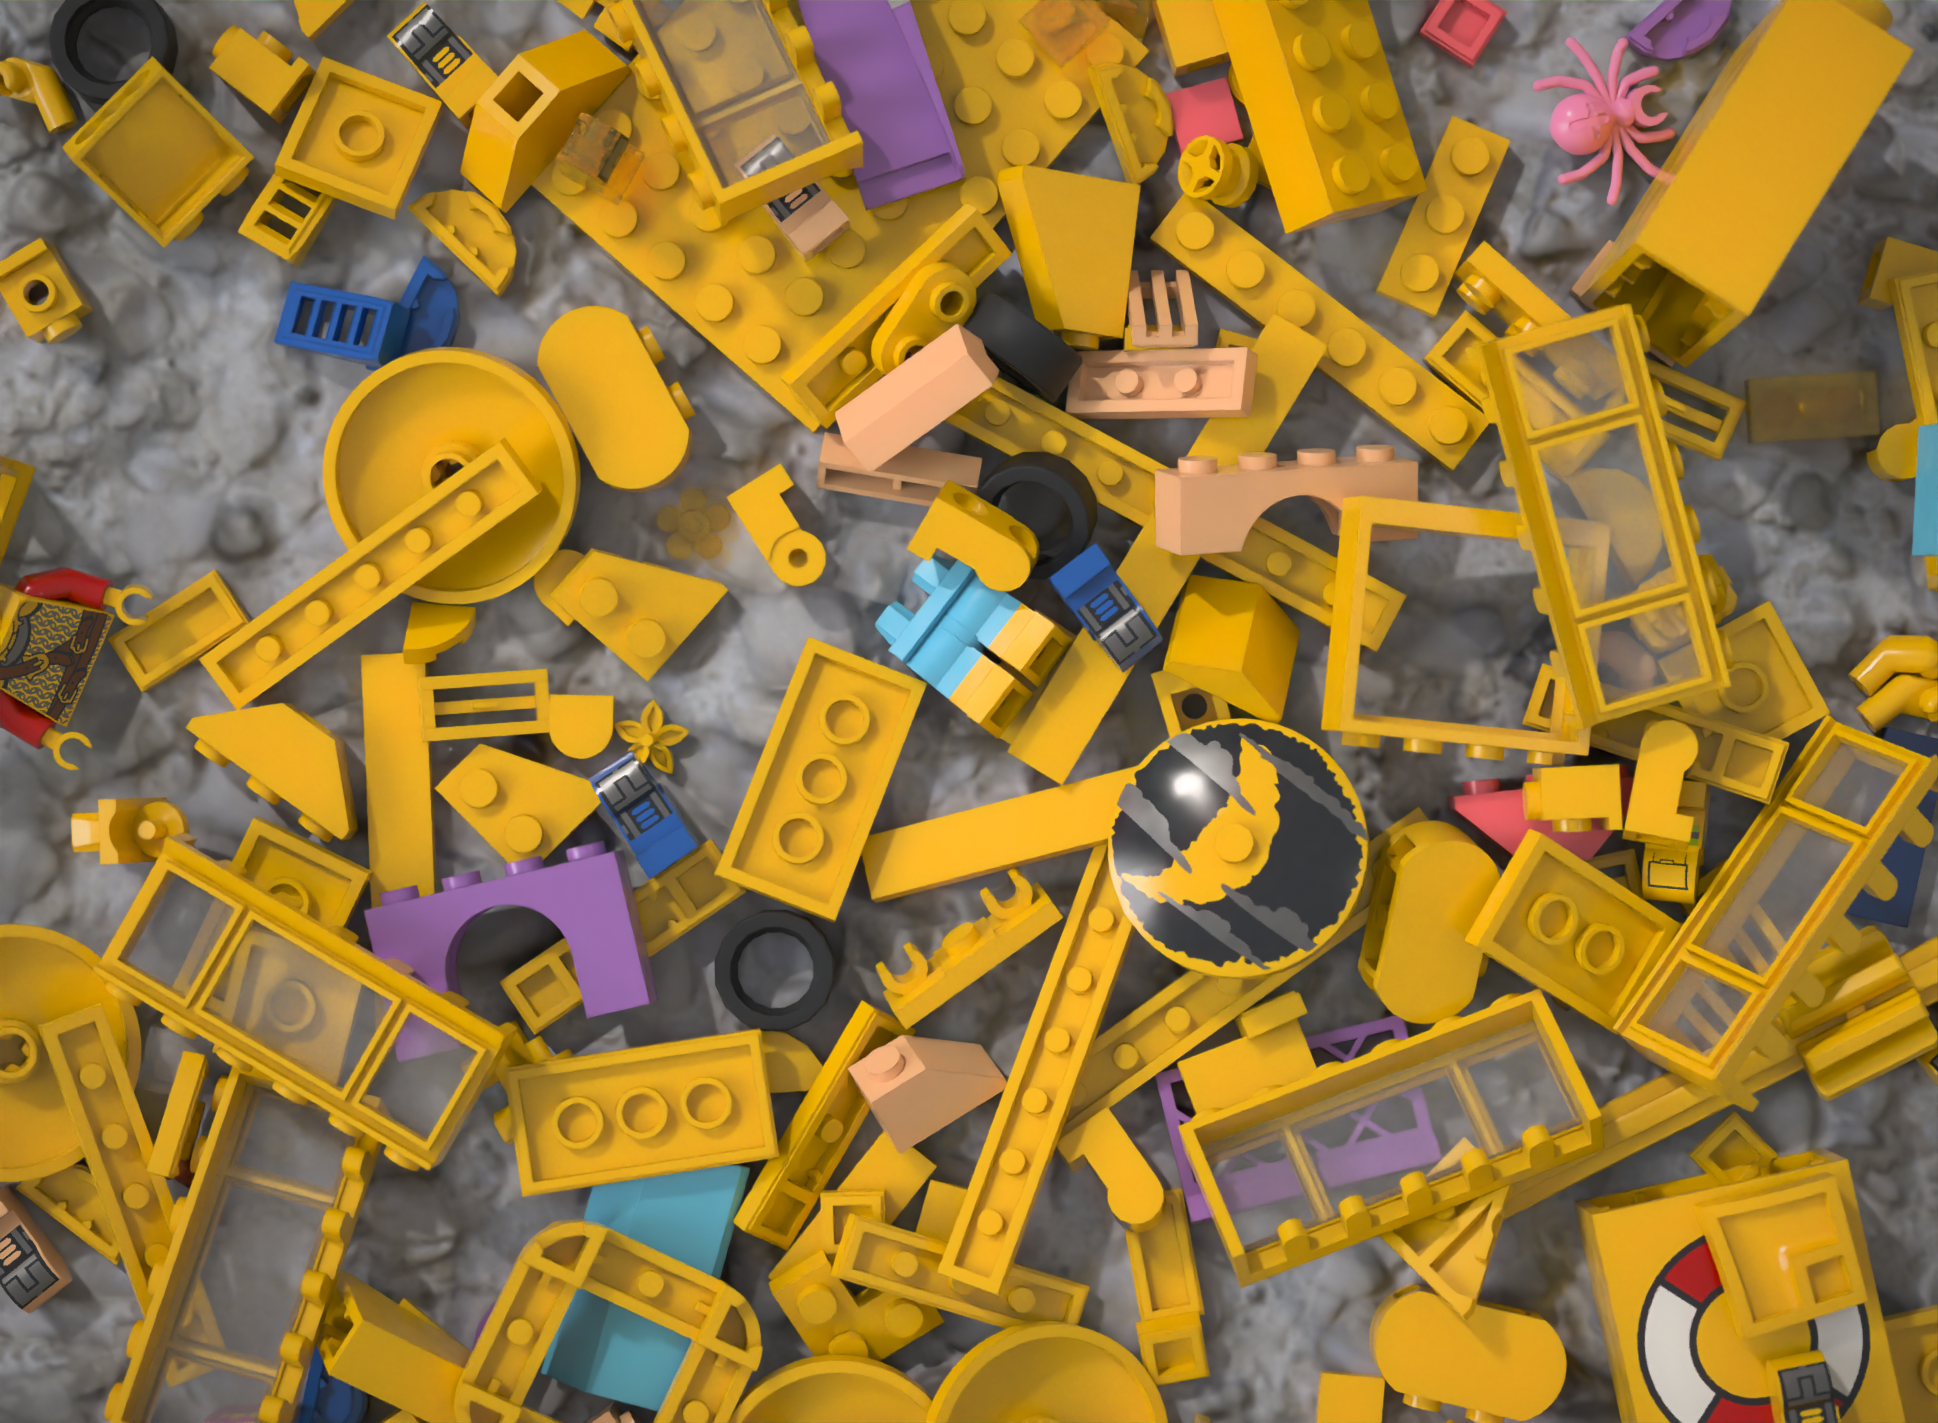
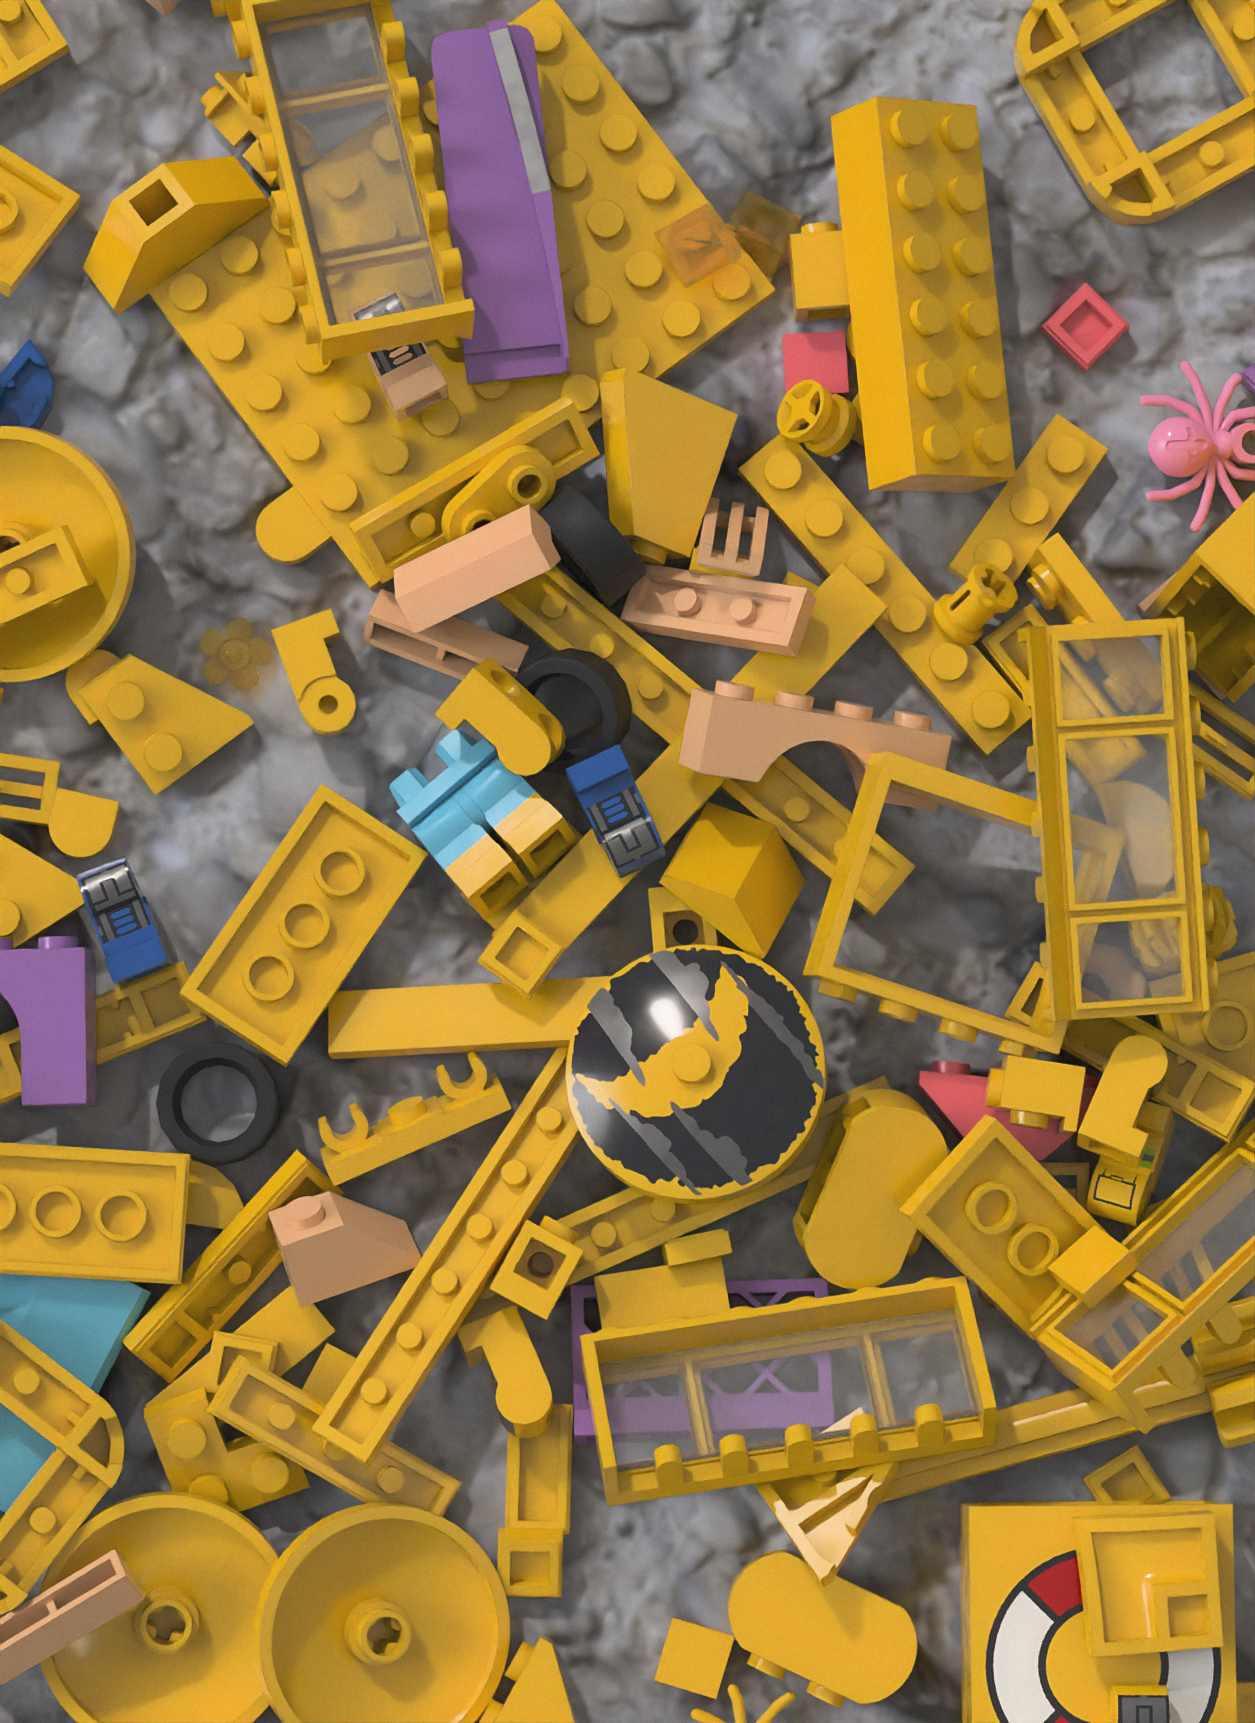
camera: 10 degrees right, 5 degrees down
(443, 61) = (89, 156): leg -> none
(473, 232) = (82, 327): yellow tile -> none
(599, 158) = (219, 278): clear yellow leg -> none
(617, 398) = (186, 514): yellow brick -> none
(652, 737) = (149, 851): yellow plant -> none
(722, 390) = (290, 529): none -> yellow tile
(1042, 766) = (522, 954): none -> yellow tile
(1123, 1092) = (516, 1281): none -> yellow brick
(1135, 116) = (748, 349): yellow tile -> none
(1412, 323) = (975, 603): none -> yellow bush
(1663, 954) = (1093, 1266): none -> yellow tile

